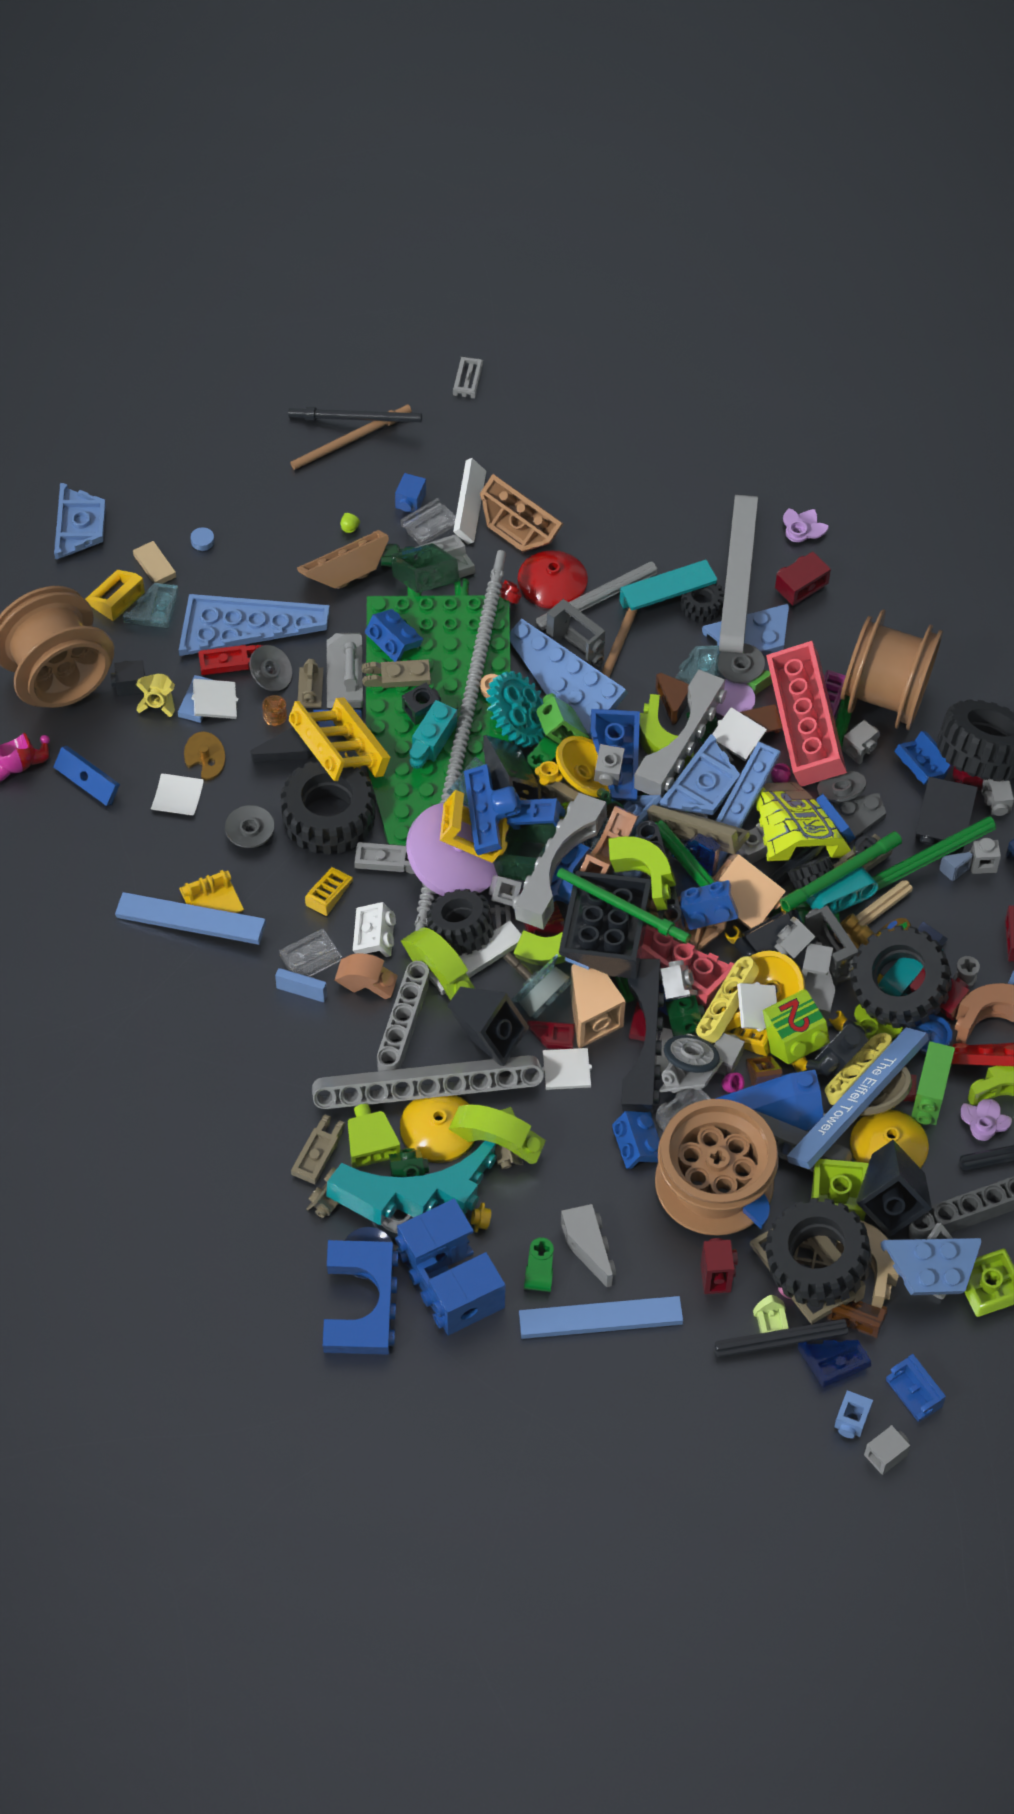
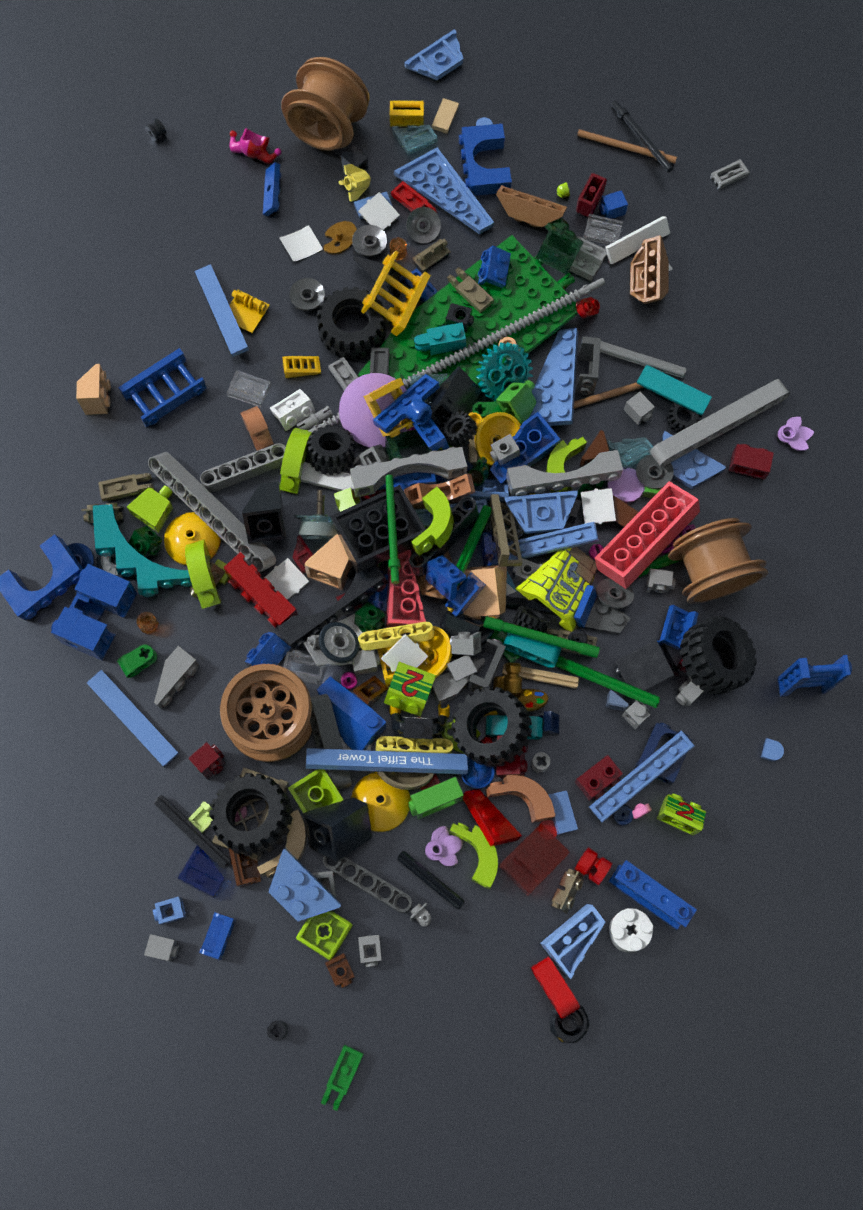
camera: 50 degrees right, 15 degrees up
(182, 1099) = (93, 391): none -> light nougat slope
(211, 1023) = (161, 371): none -> blue fence
(238, 721) = (369, 234): none -> flat silver dish
(261, 584) = (475, 140): none -> blue arch
(301, 985) = (224, 398): medium blue tile -> none
(345, 669) = (462, 258): light grey piece -> none
(382, 502) = (591, 194): none -> dark red brick
(398, 812) = (380, 360): none -> dark grey tile
(405, 917) = (315, 419): none -> light grey pin
(481, 1217) = (145, 604): yellow plate -> none
(503, 1237) = (150, 626): none -> clear orange wheel
(544, 776) = (464, 434): none -> black tyre
(551, 578) = (622, 332): red dish -> none
(564, 1096) = (259, 591): none -> red wedge
(660, 629) = (639, 408): none -> light grey brick
(677, 980) = (380, 598): brick -> none
(743, 897) = (466, 594): none -> blue hinge
(758, 1211) = (266, 759): blue tile -> none

